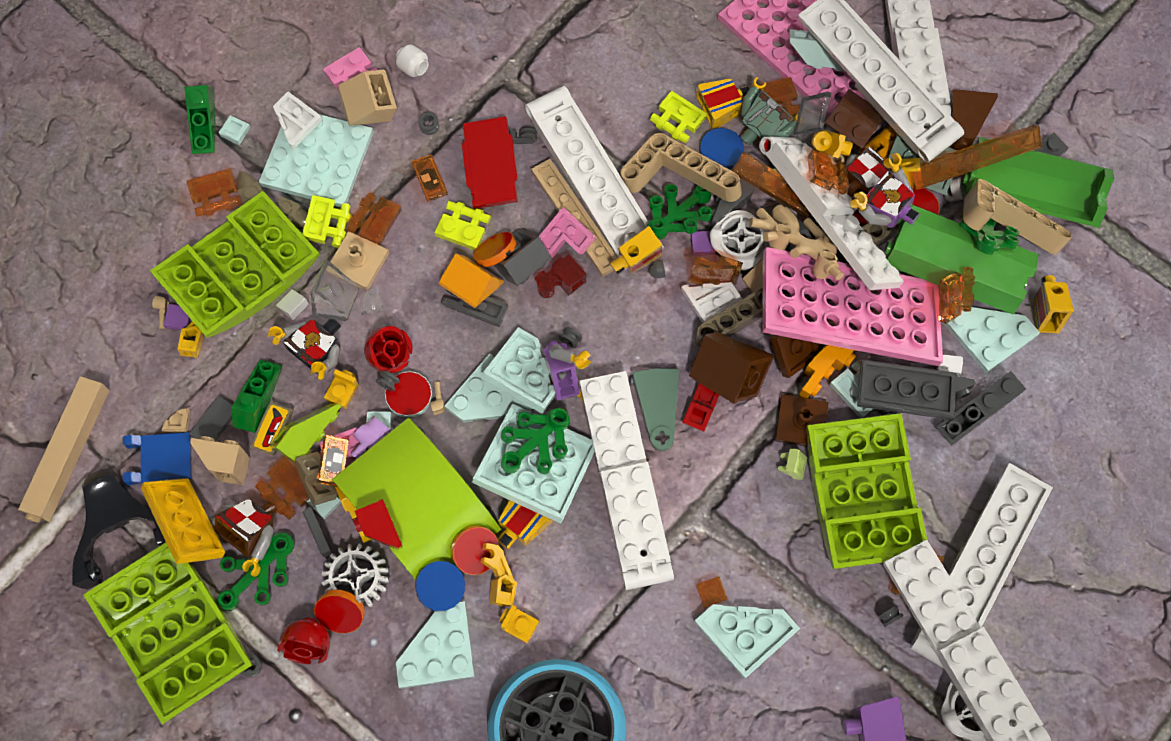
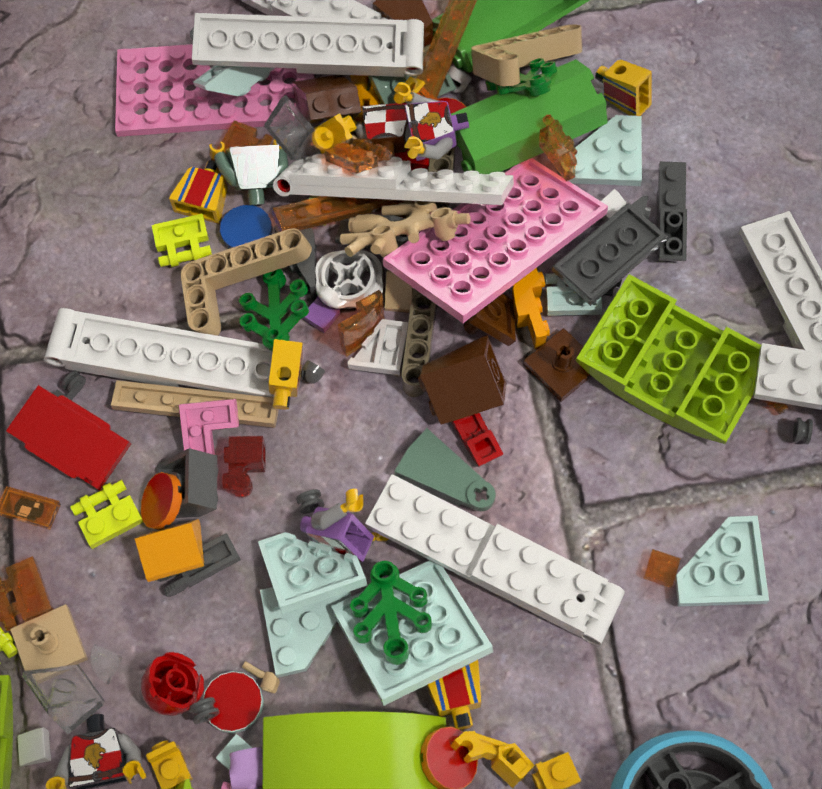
camera: 45 degrees left, 5 degrees down
(795, 464) = (600, 400): yellowish green tile -> none

